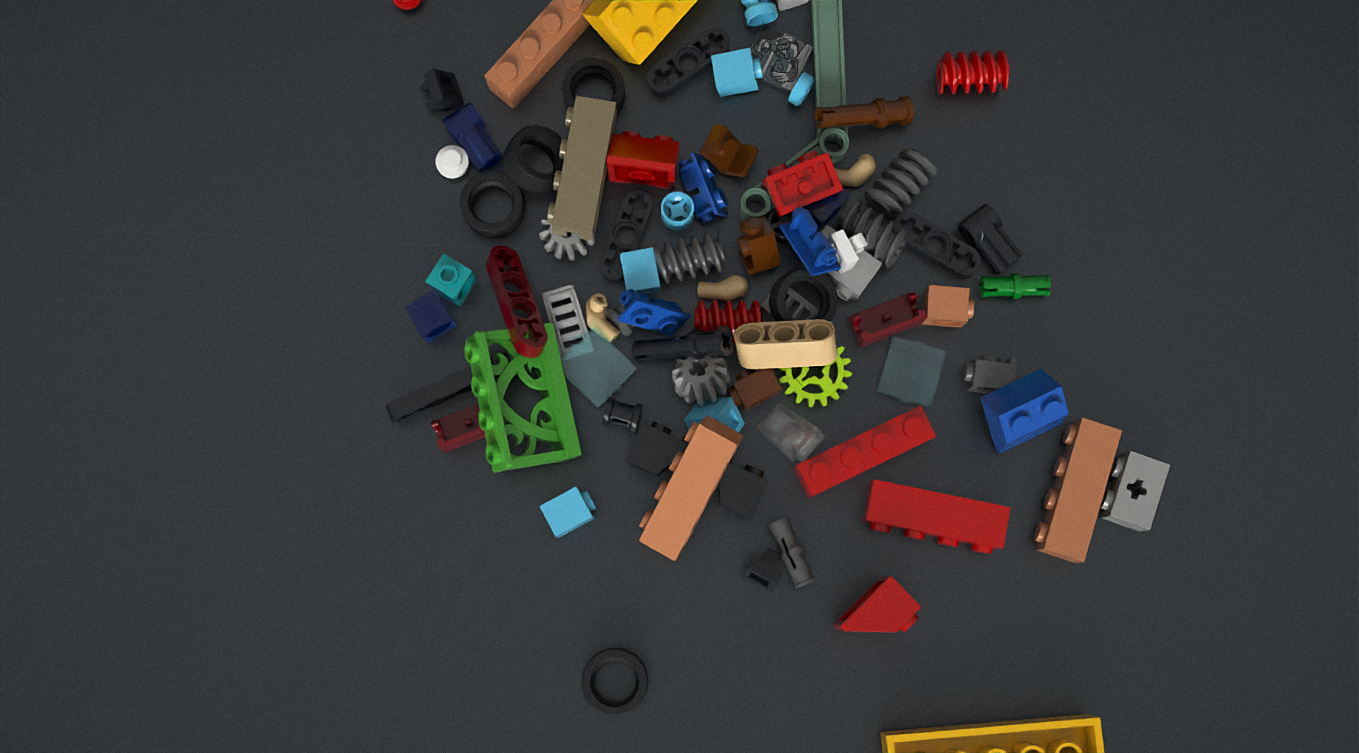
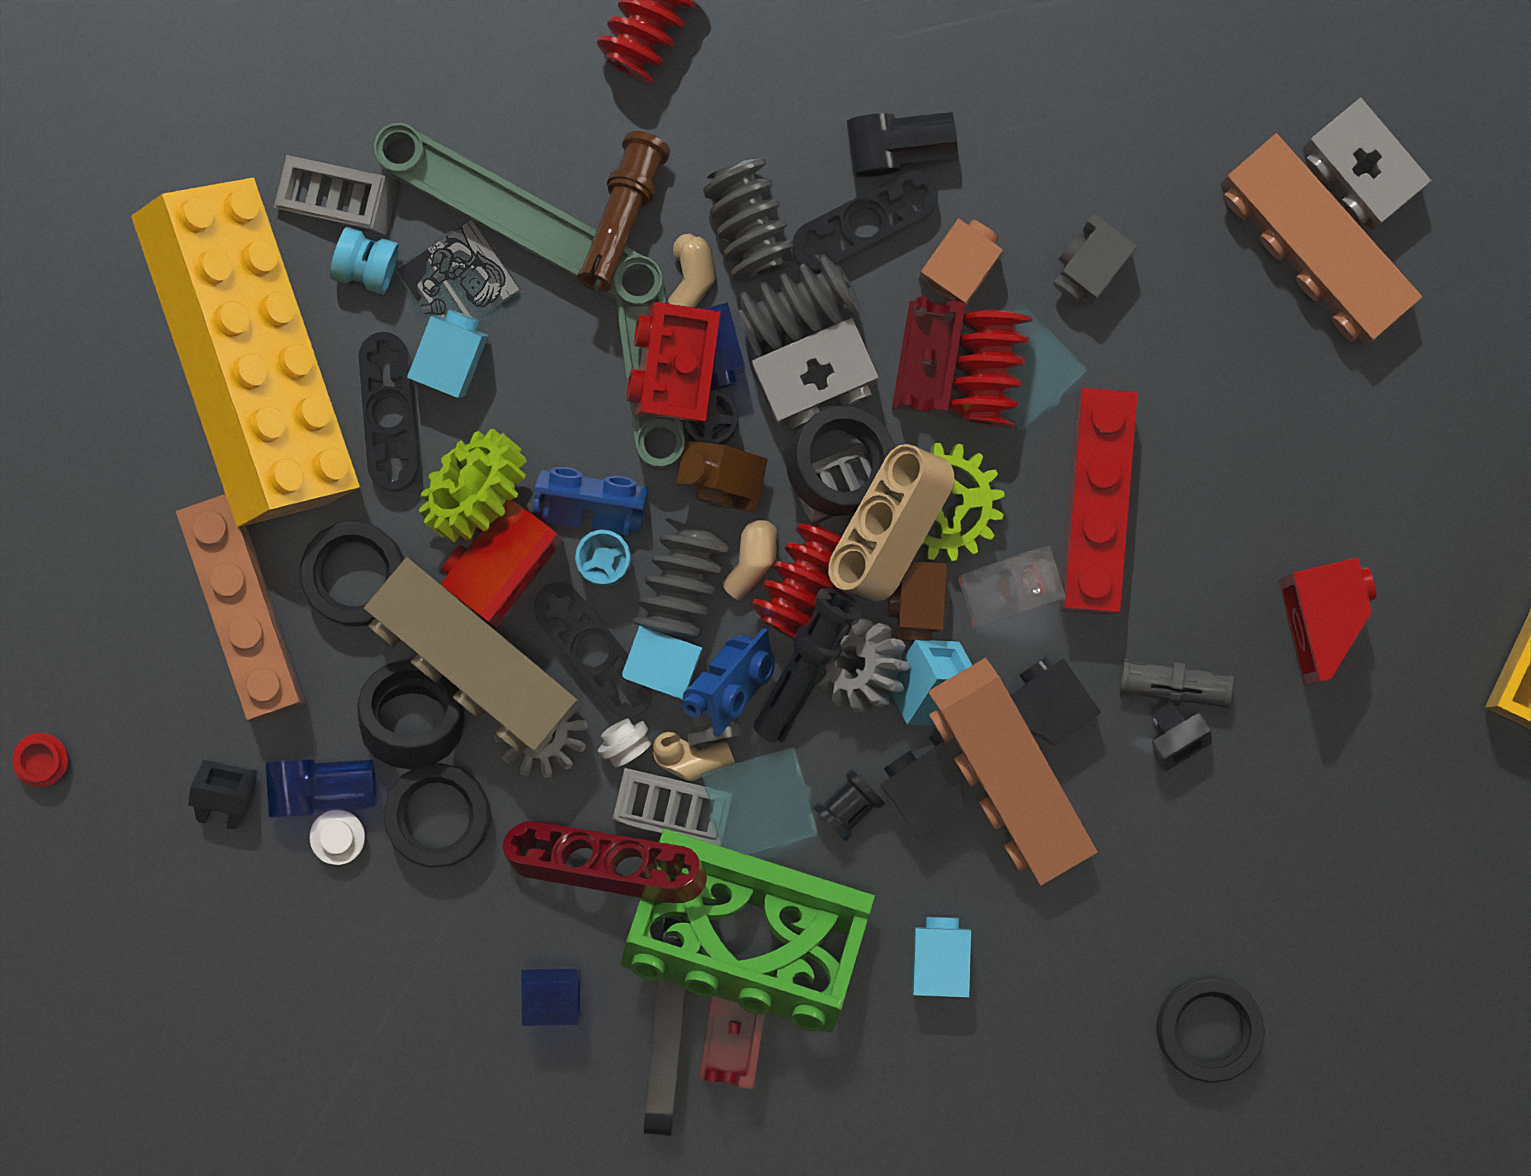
camera: 60 degrees left, 5 degrees up
(451, 280) = (515, 936): teal brick -> none
(587, 278) = (624, 742): none -> white plate
(674, 120) = (472, 485): none -> lime gear
(727, 153) = (562, 435): reddish brown bracket -> none
(801, 89) = (528, 276): medium azure tile -> none
(809, 244) = (769, 405): blue hinge -> none
(847, 249) = (807, 363): white tile -> none
(900, 350) = (988, 367): none -> red piece
(936, 515) = (1240, 456): red brick -> none
(1015, 286) = (987, 148): green pin -> none
(1024, 409) = (1168, 249): blue slope -> none

